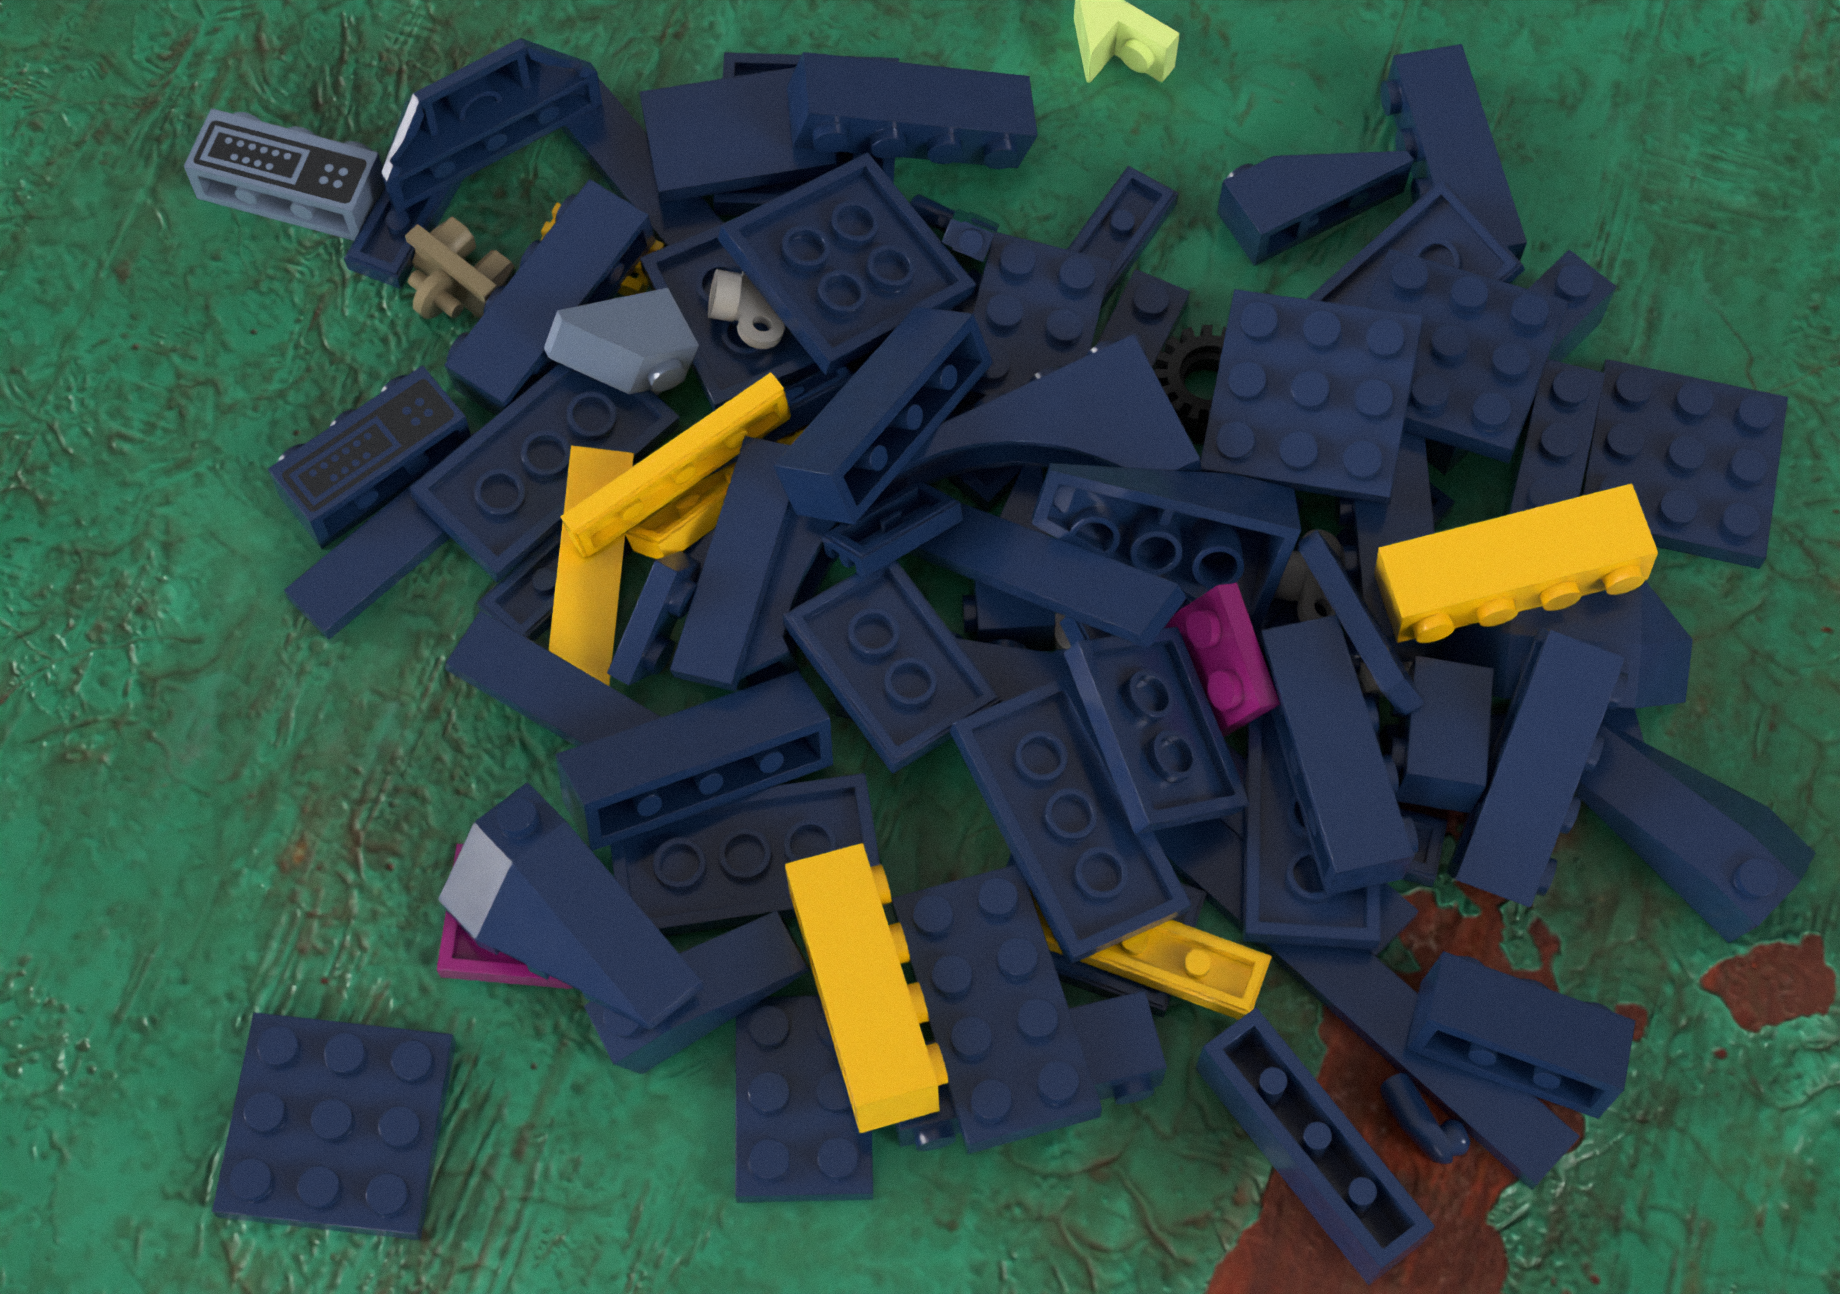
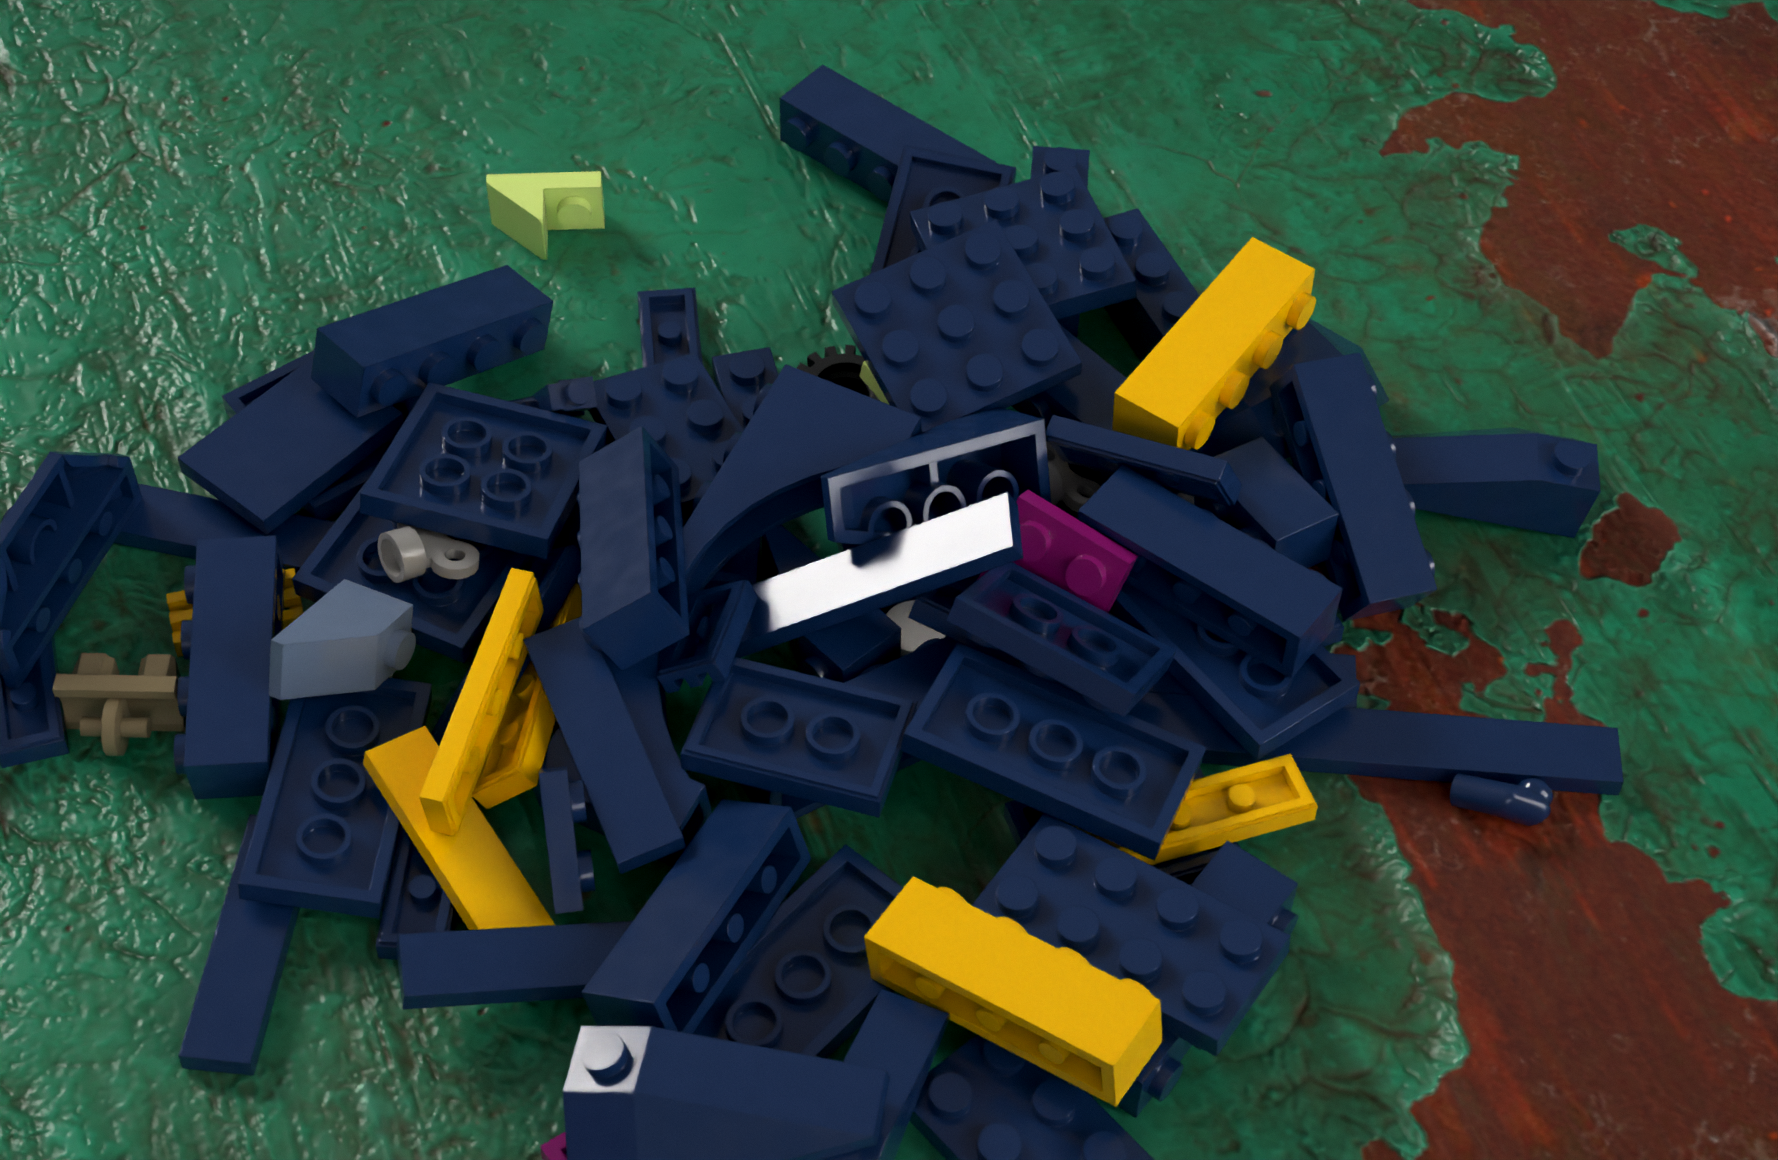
camera: 40 degrees left, 15 degrees down
(369, 455) = (166, 893): dark blue brick -> none
(1303, 195) = (794, 233): dark blue slope -> none
(1313, 1146) = (1456, 864): dark blue brick -> none
(1521, 1035) = (1516, 681): dark blue brick -> none
(1696, 458) = (1216, 220): dark blue plate -> none

